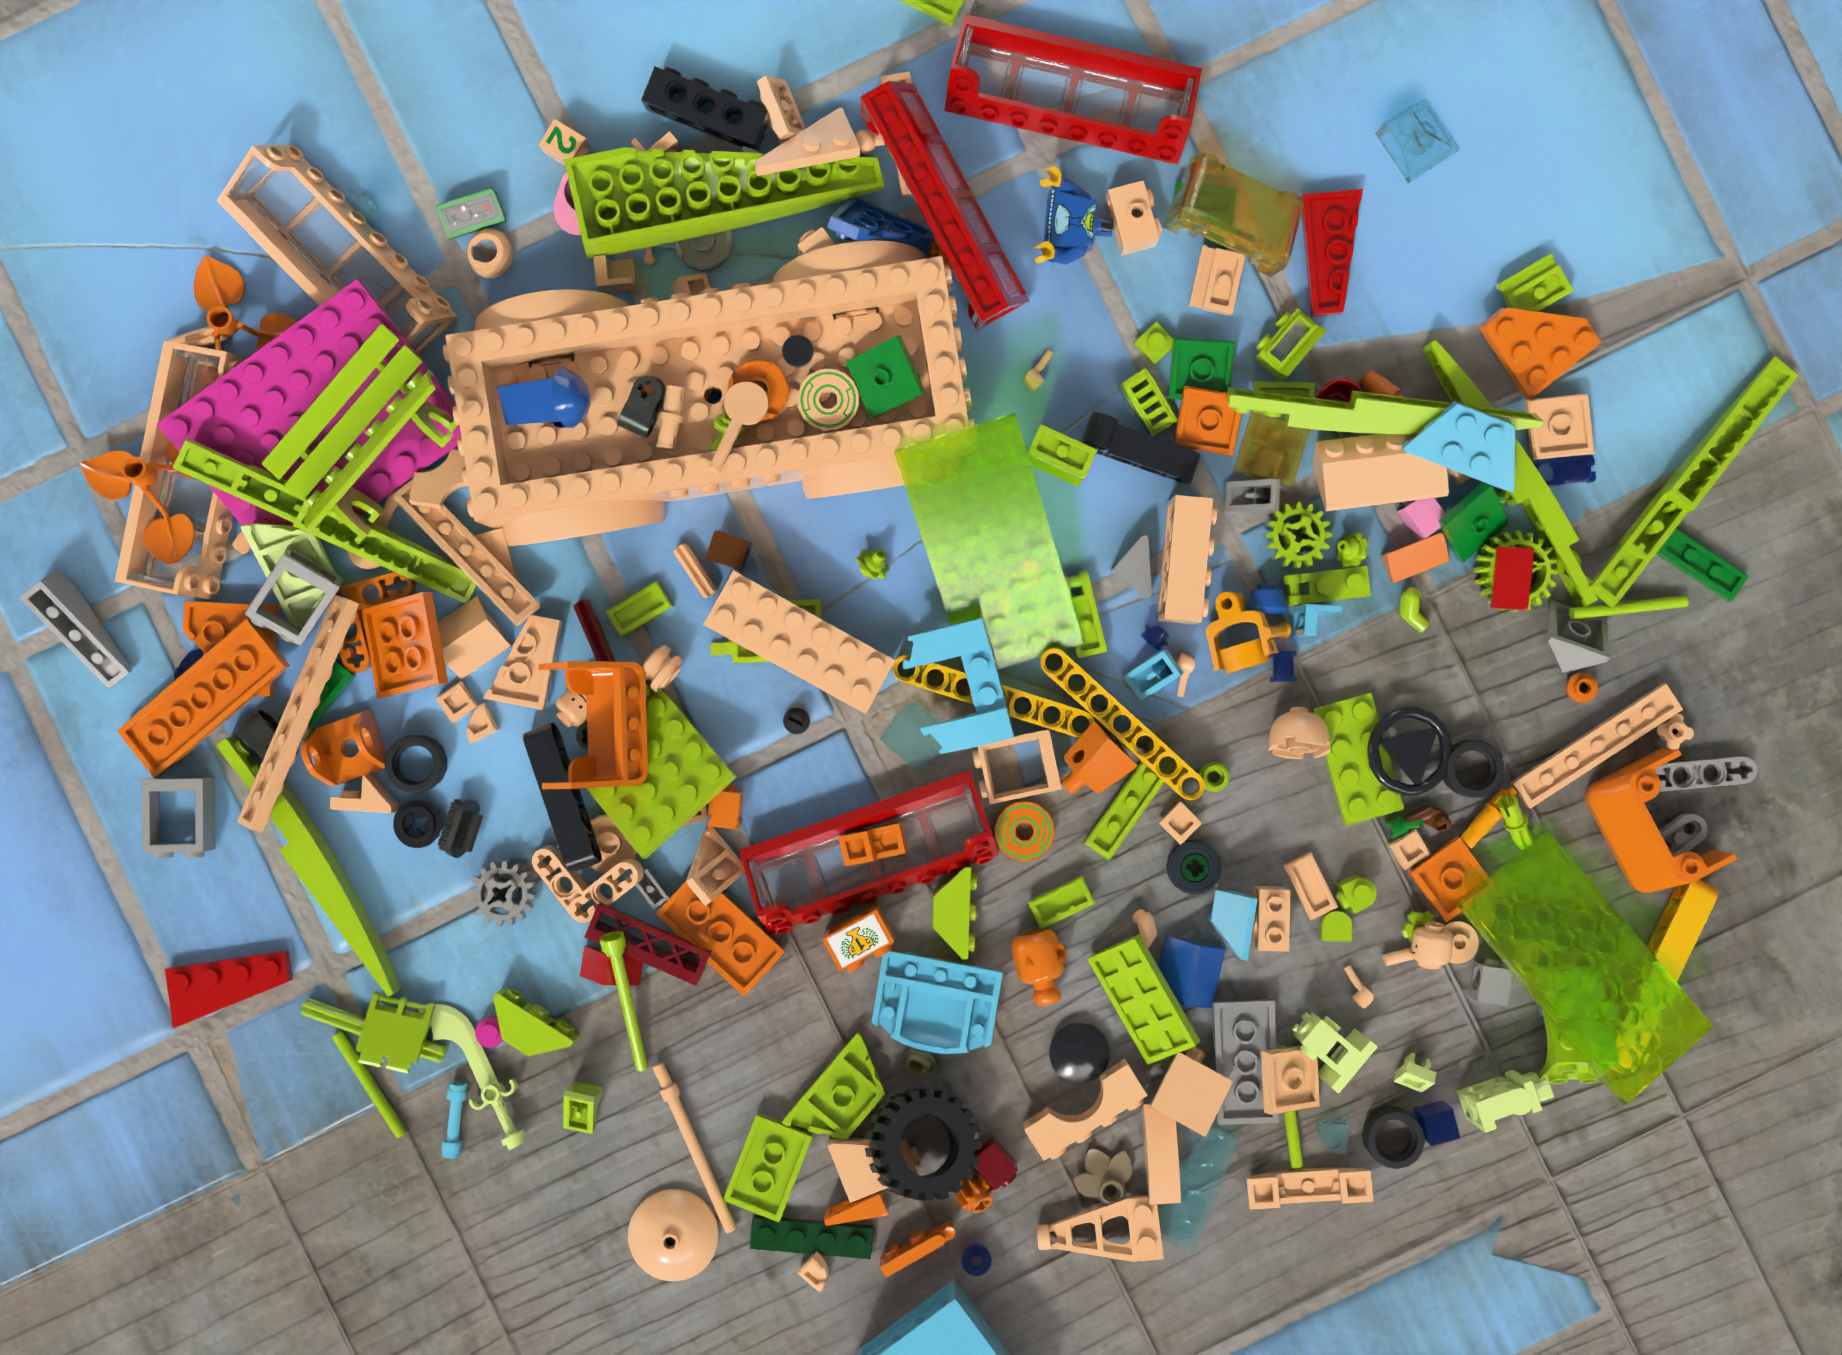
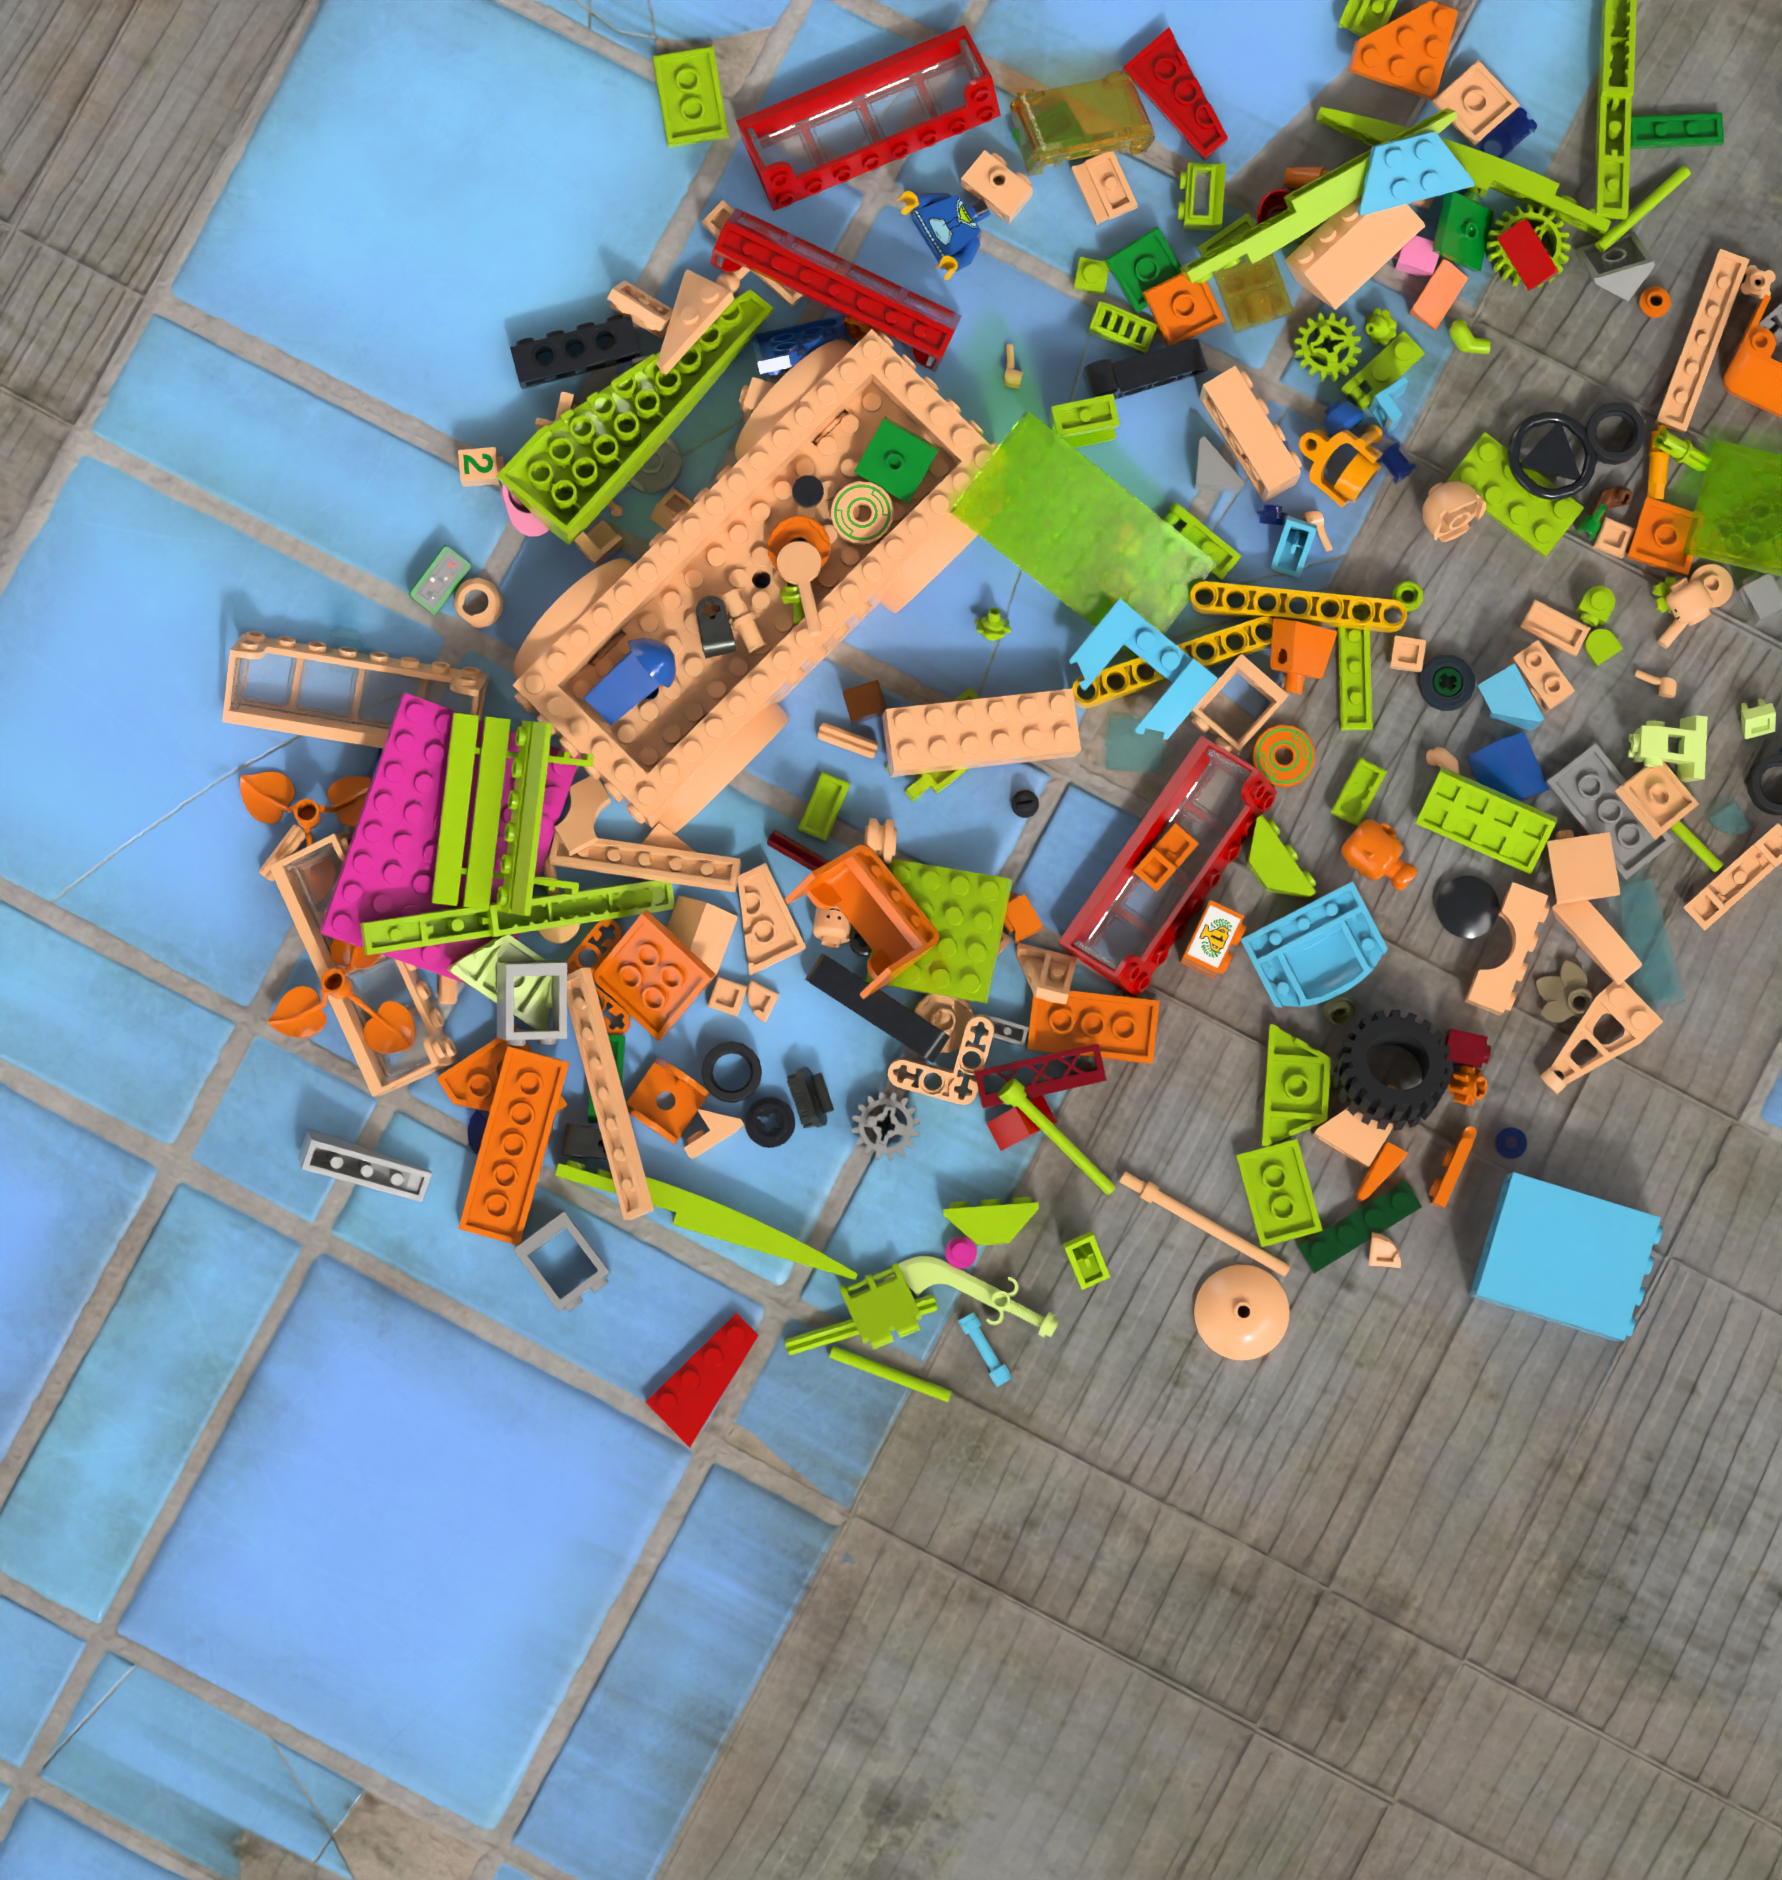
camera: 35 degrees left, 5 degrees down
(1252, 496) = (1266, 342): light grey slope -> none

